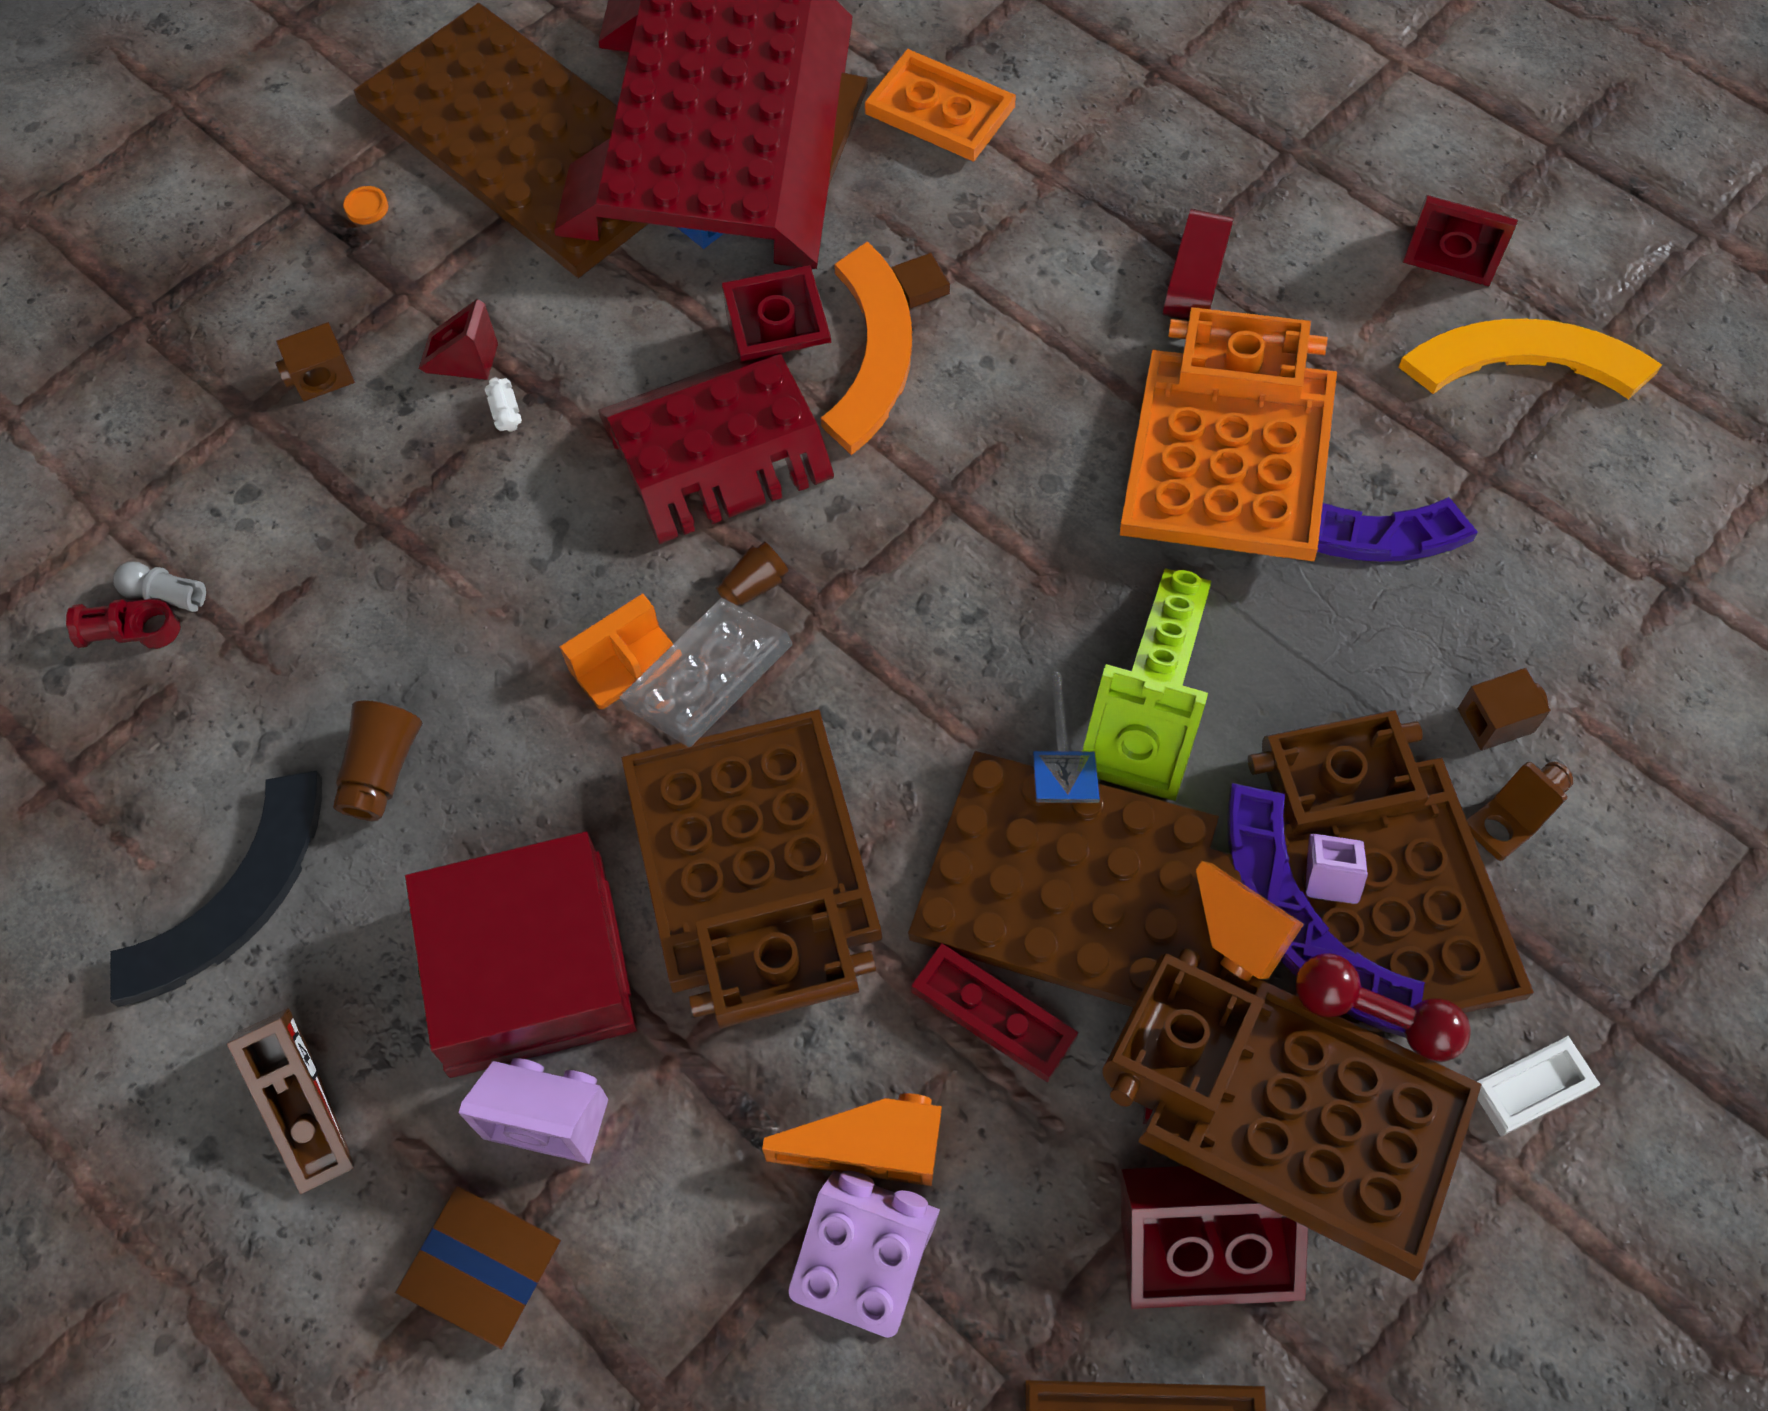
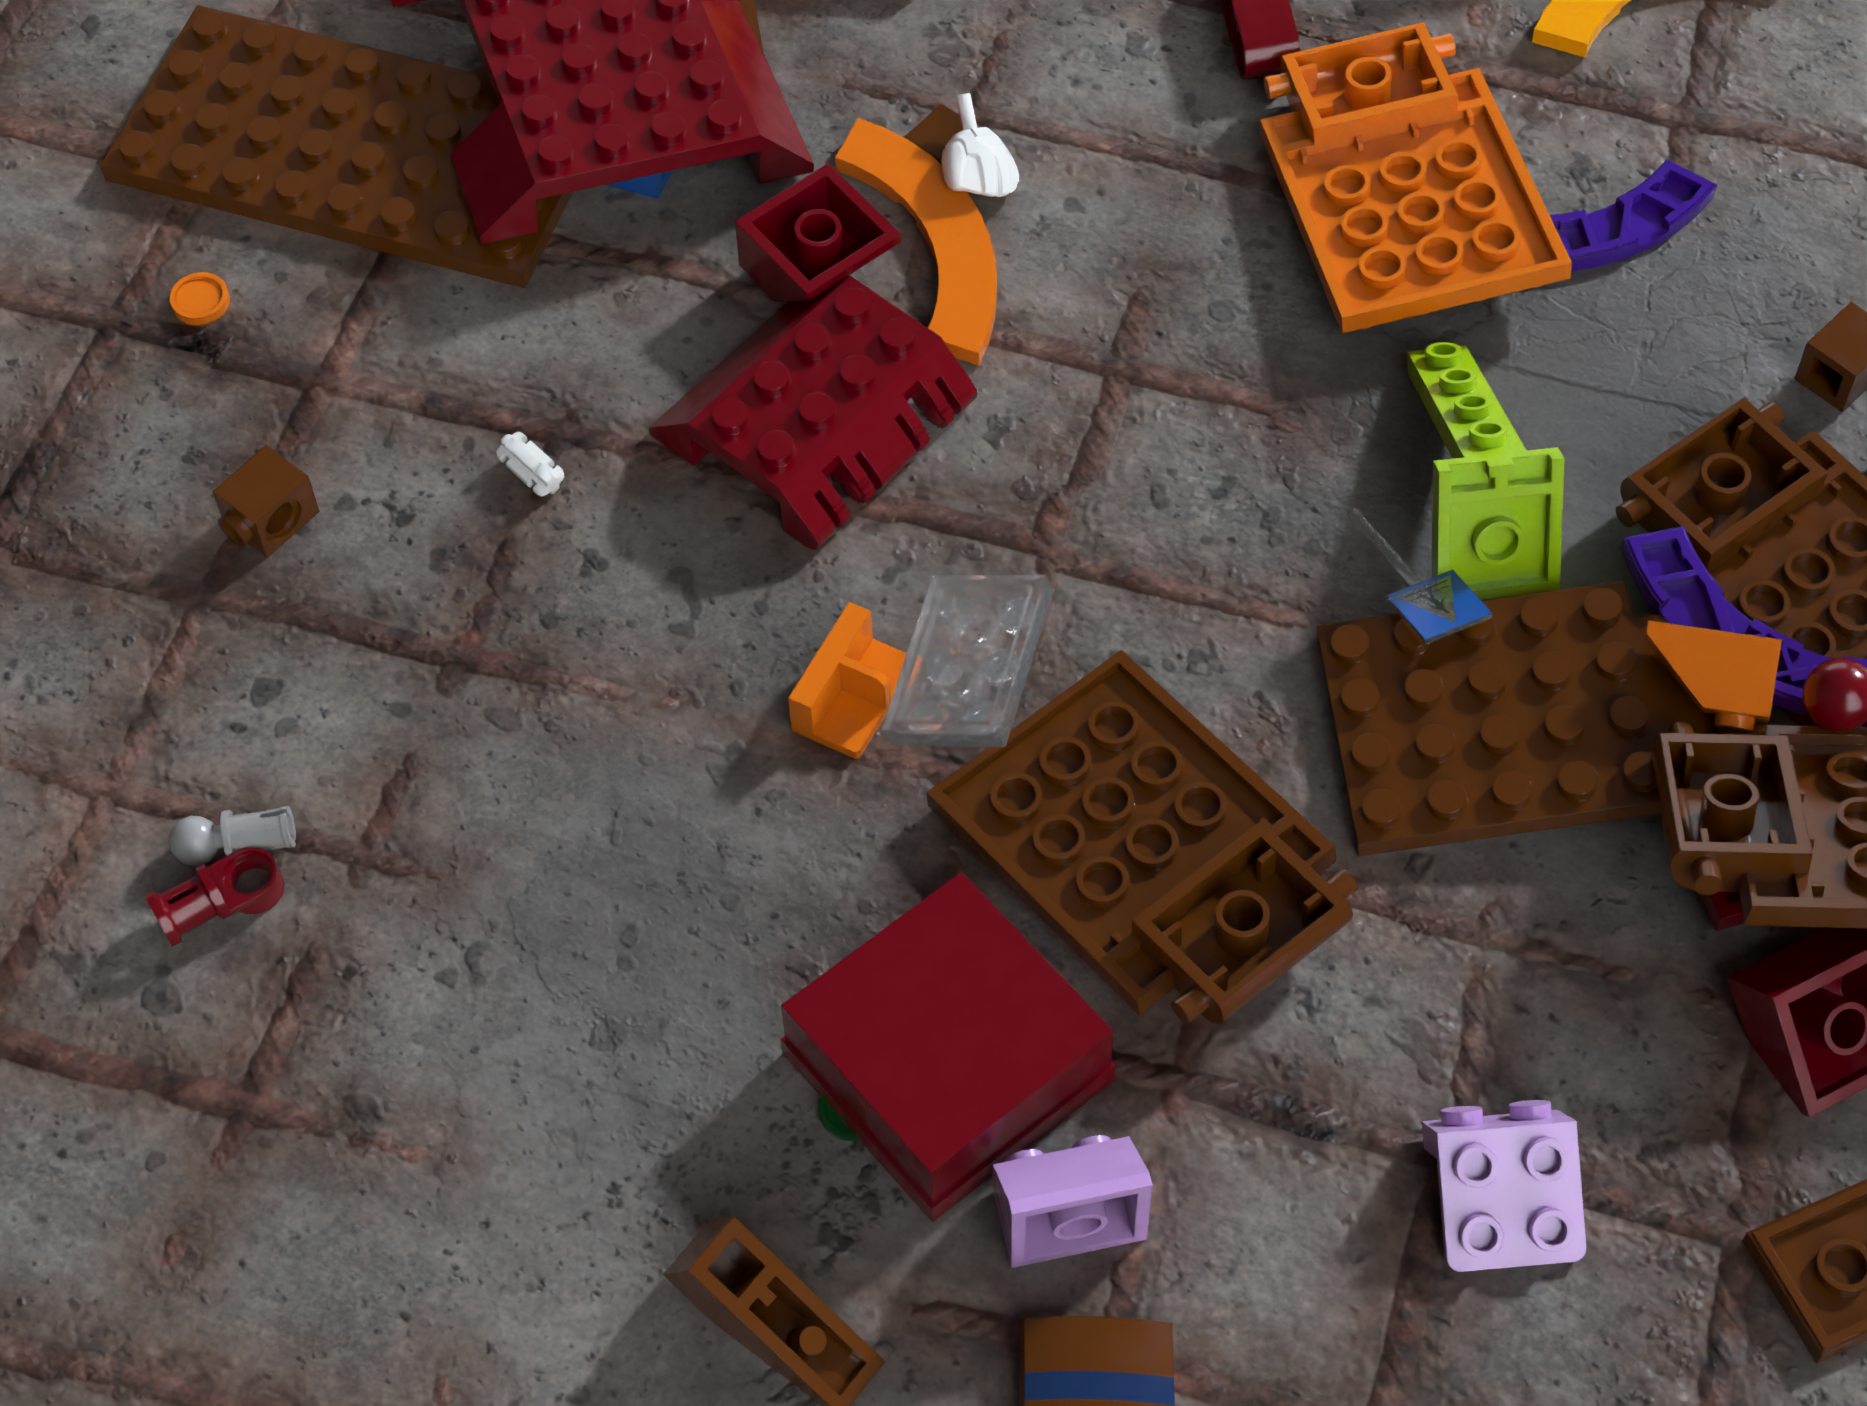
camera: 25 degrees left, 5 degrees down
(238, 909) = (567, 1151): black tile -> none
(373, 758) = (634, 912): reddish brown plant -> none
(462, 345) = (435, 414): dark red slope -> none
(753, 575) = (954, 535): reddish brown cone -> none
(877, 1139) = (1464, 1059): orange slope -> none
(931, 303) = (977, 158): none -> white piece
(994, 1012) = (1499, 885): dark red plate -> none
(1335, 868) = (1773, 584): lavender slope -> none

